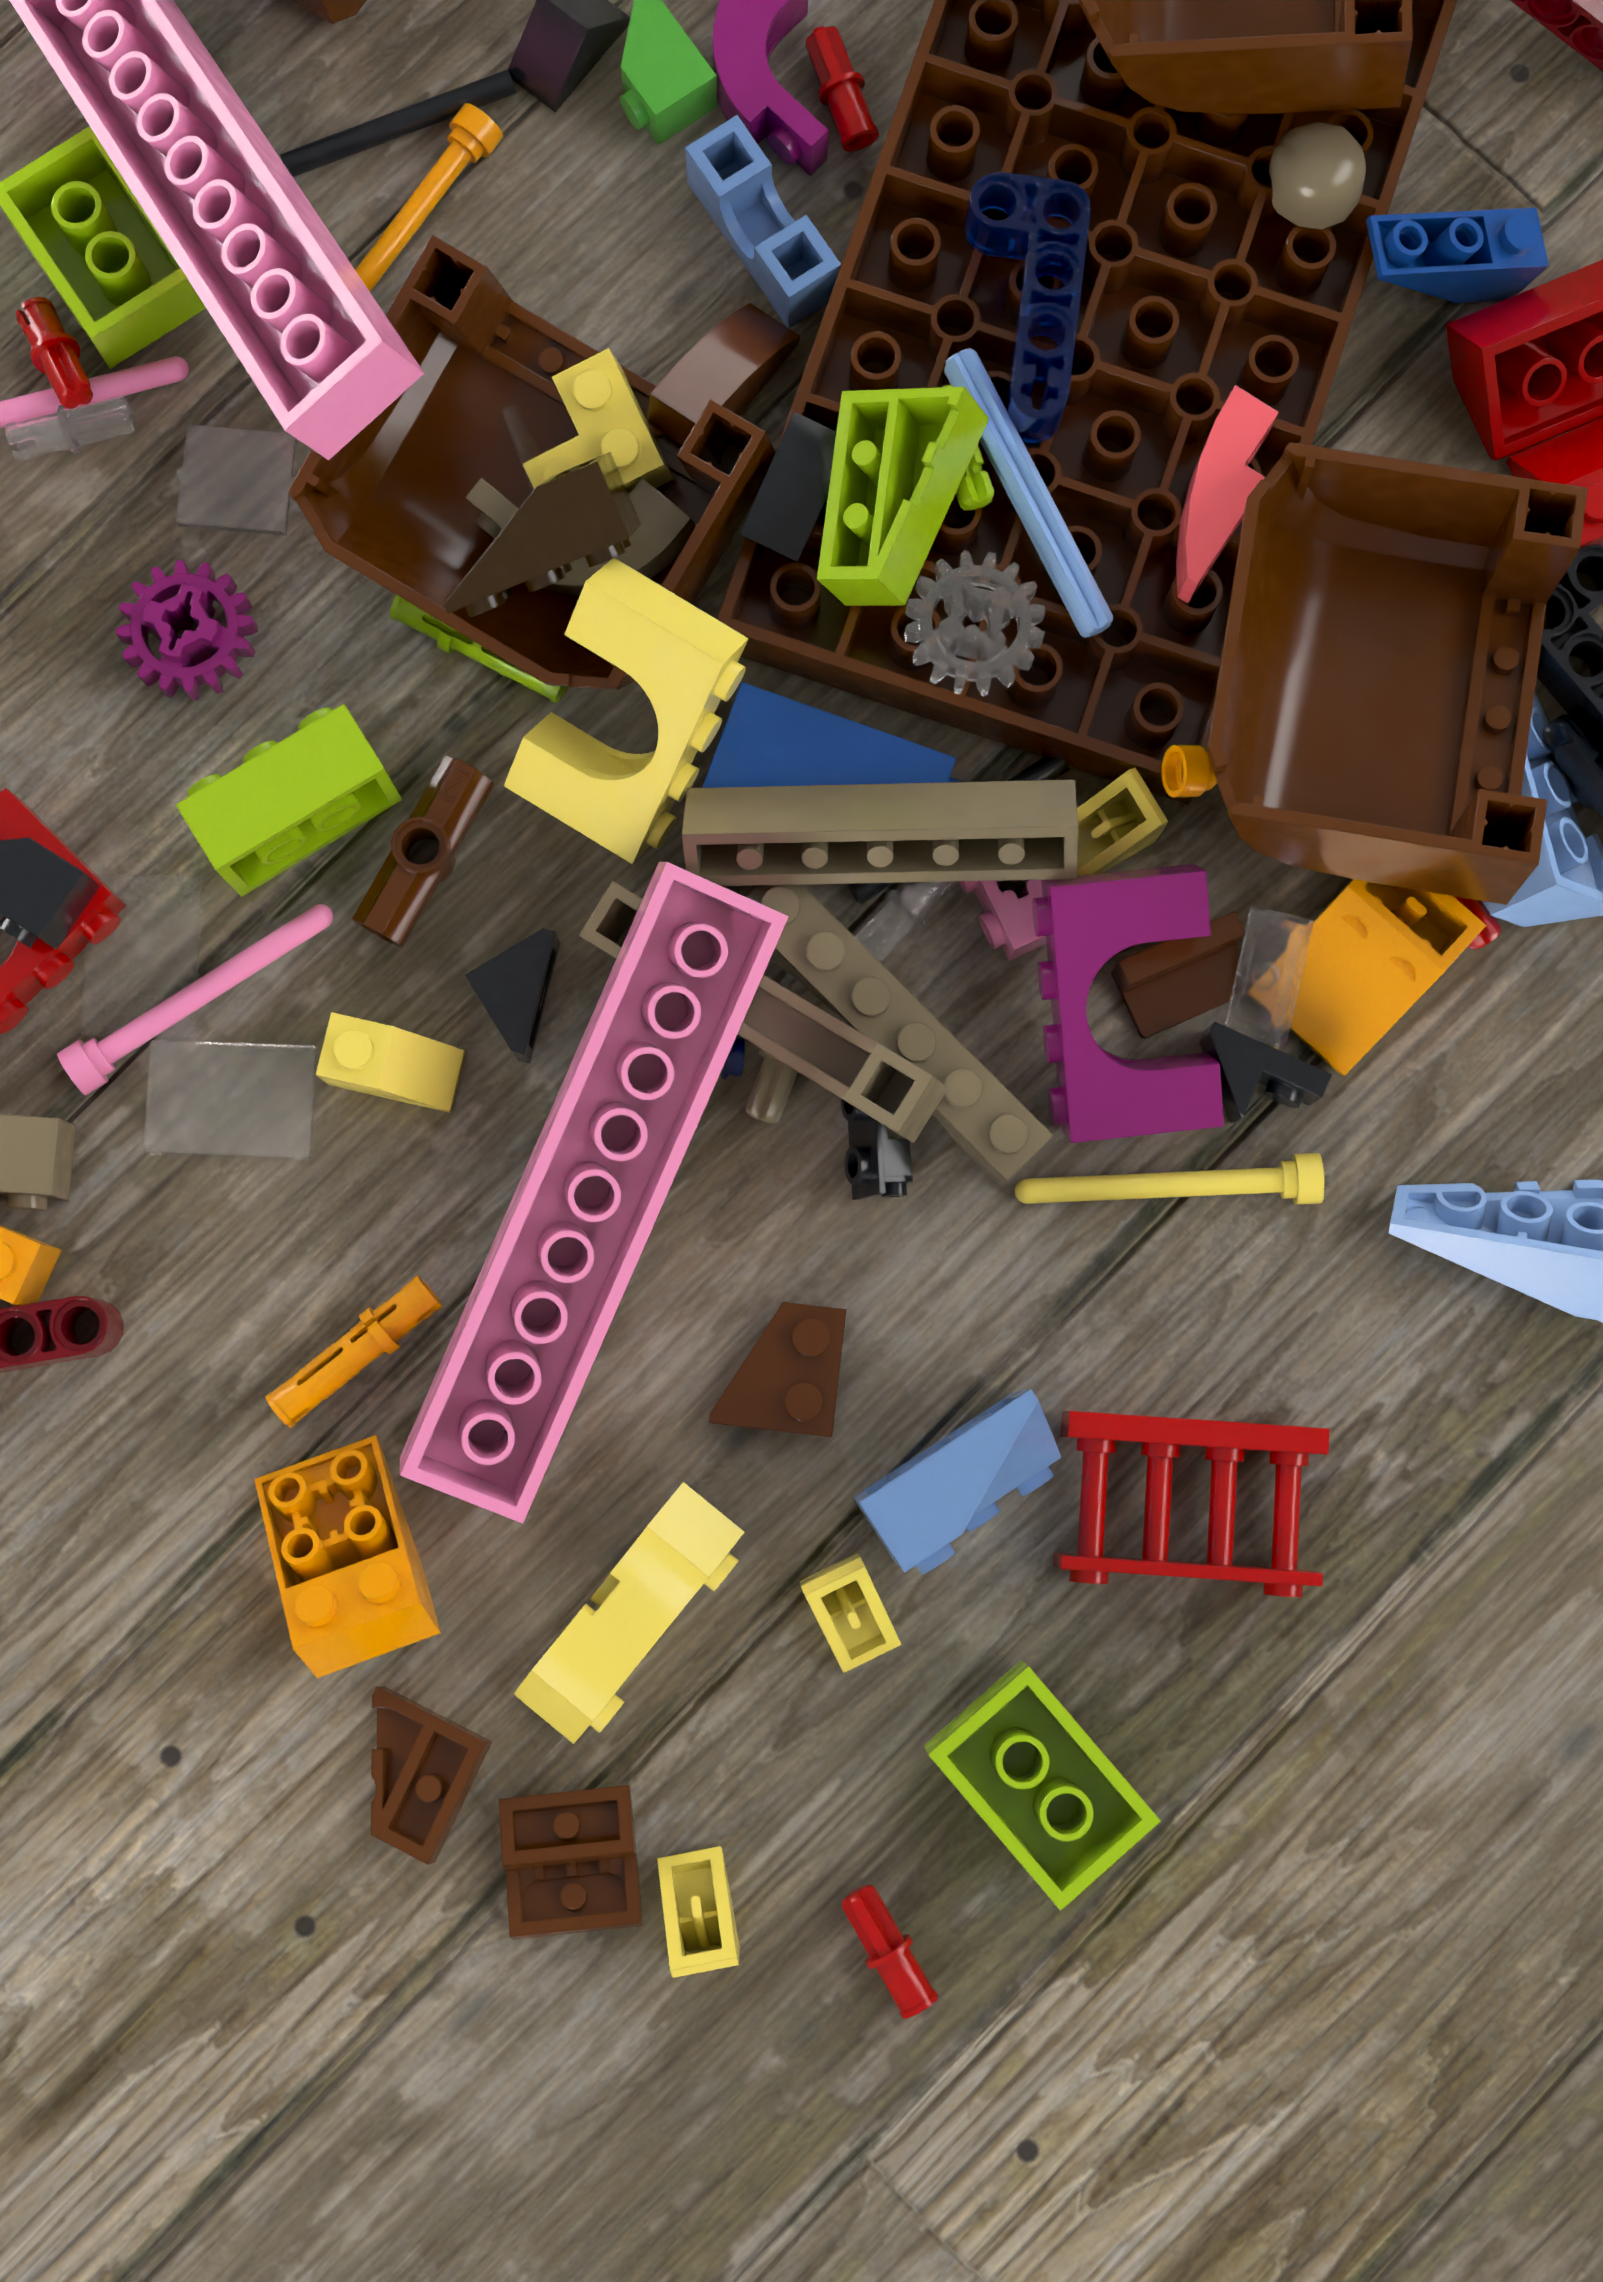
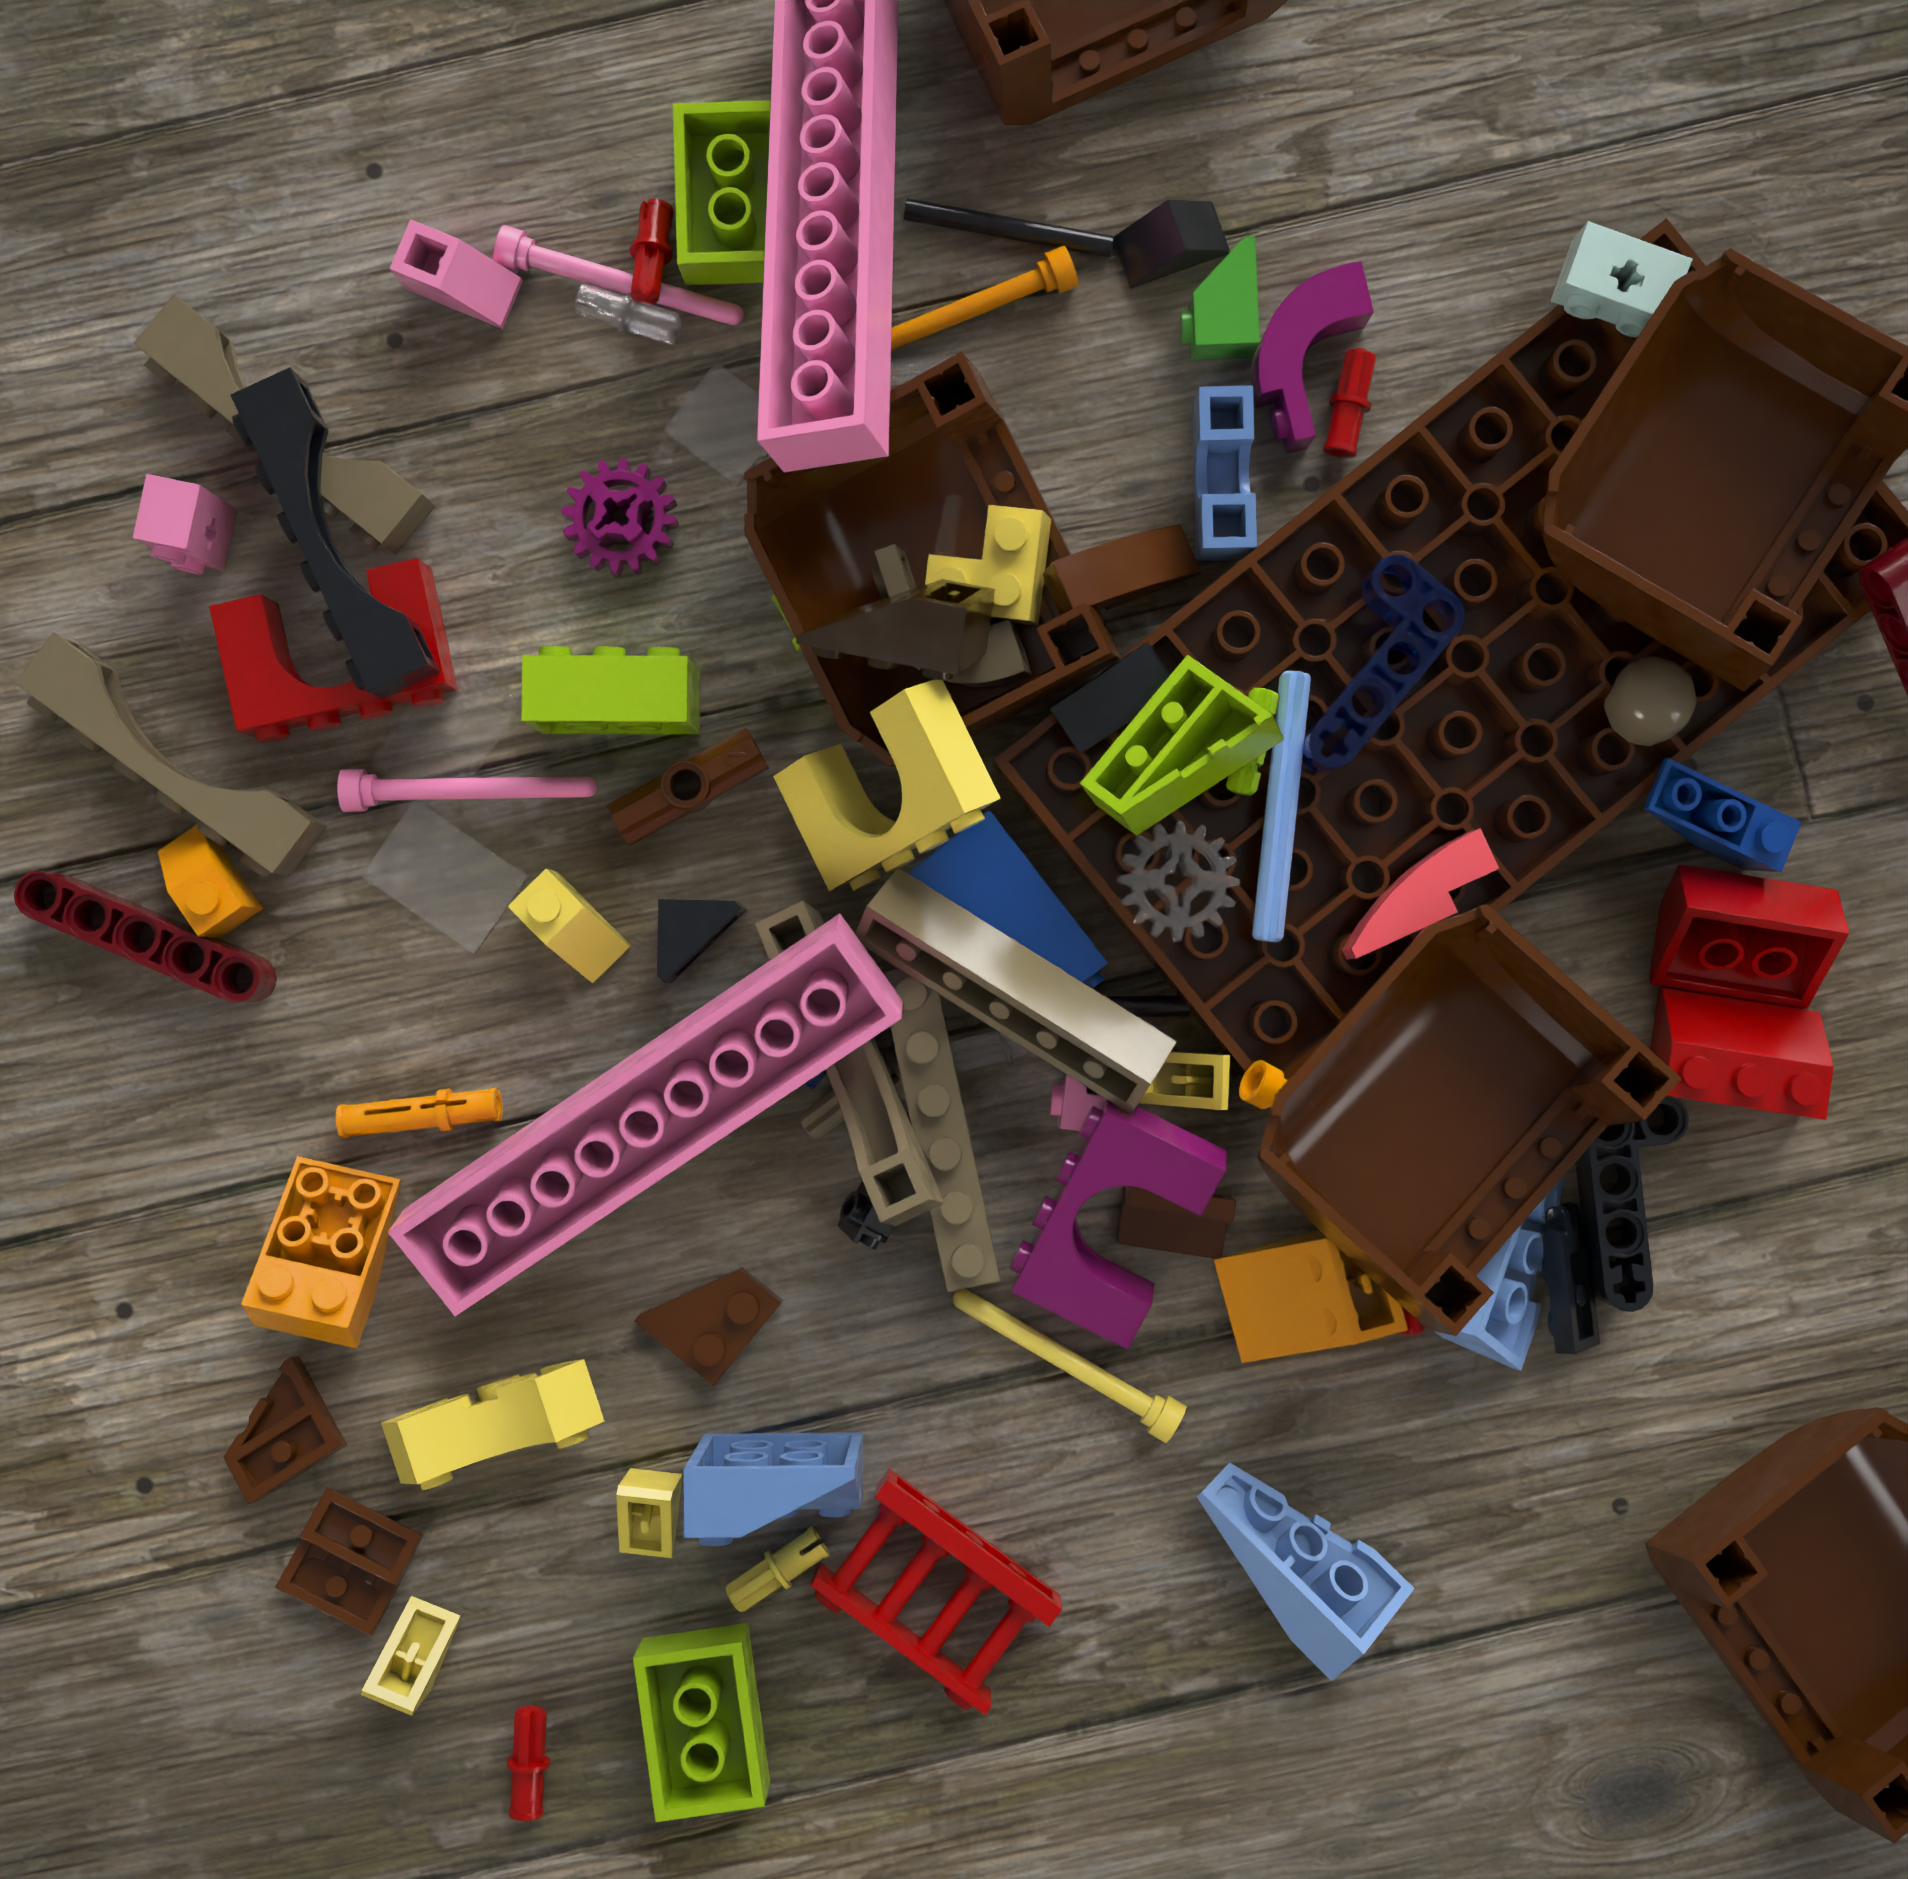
camera: 45 degrees right, 5 degrees up
(1016, 1584) = (775, 1571): none -> light yellow axle
(1249, 1062) = (1174, 1312): black slope -> none
(1268, 975) = (1230, 1261): clear slope -> none

